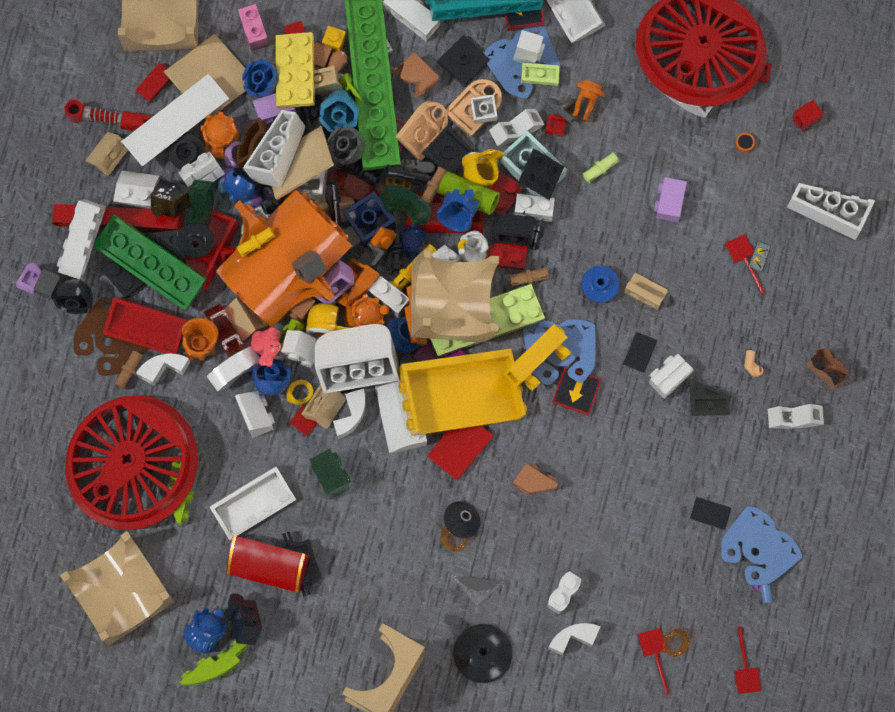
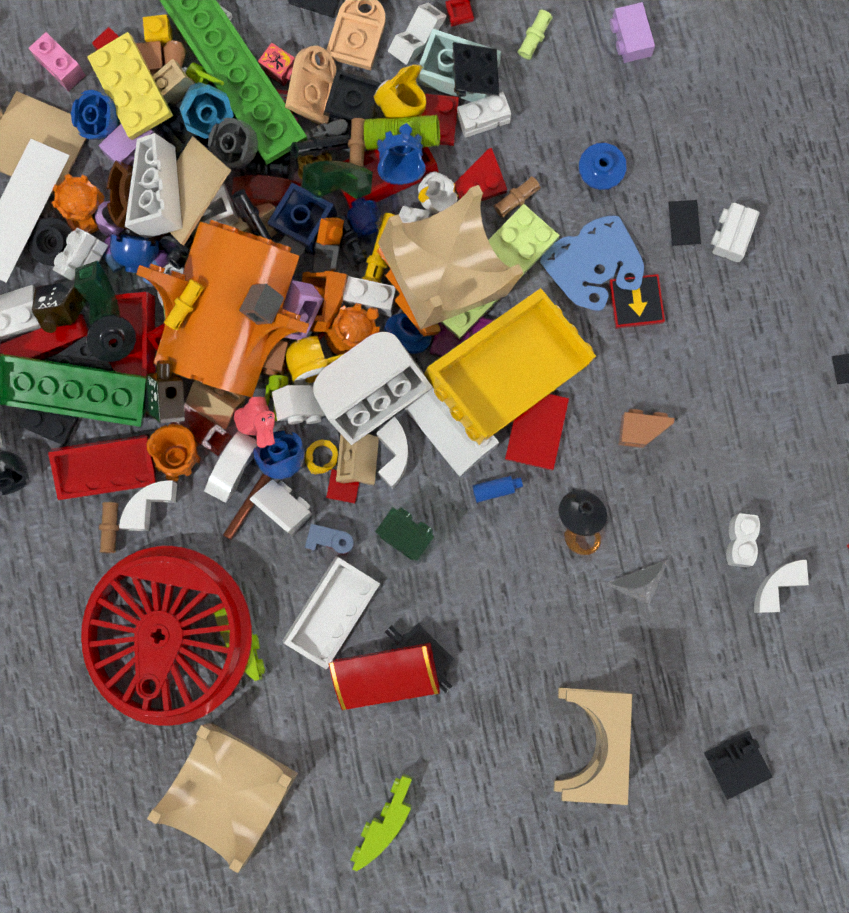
camera: 20 degrees left, 5 degrees up
(95, 323) = (43, 492): reddish brown piece -> none
(205, 630) = (351, 791): blue hair -> none
(212, 296) = (164, 394): none -> dark brown torso
(228, 403) = (245, 508): none -> copper bar
(244, 619) = (392, 757): black hinge -> none
(277, 451) = (330, 538): none -> sand blue leg
(406, 102) = (277, 64): none -> coral brick
(410, 473) = (496, 488): none -> blue cylinder
(417, 72) = (272, 25): nougat piece -> none
(474, 665) = (666, 652): black dish -> none
(483, 109) = (370, 28): white piece -> none
(517, 229) = (477, 148): black hinge -> none
(535, 355) = (573, 281): yellow brick -> none
(646, 291) = (657, 150): tan panel -> none
(707, 400) = (790, 240): pearl dark grey wing -> none
(741, 249) = (737, 53): red piece -> none
(753, 369) = (818, 178): light nougat arm -> none
(759, 256) = (762, 50): light grey sticker -> none

